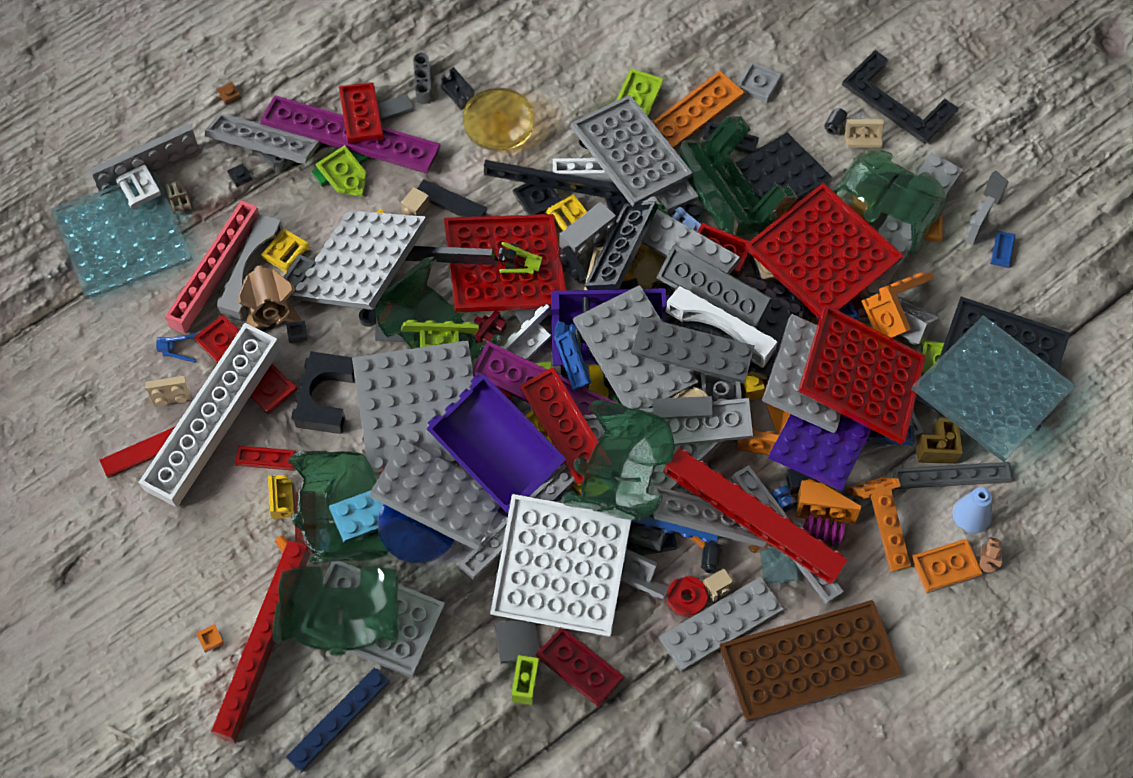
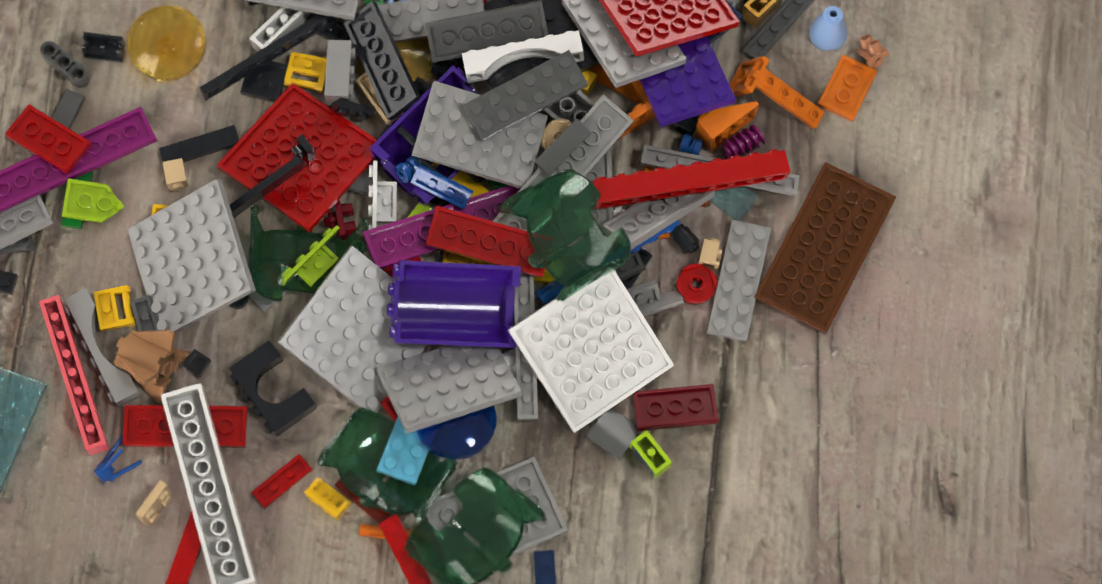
camera: 45 degrees left, 10 degrees up
(532, 261) = (323, 137): lime plant -> none

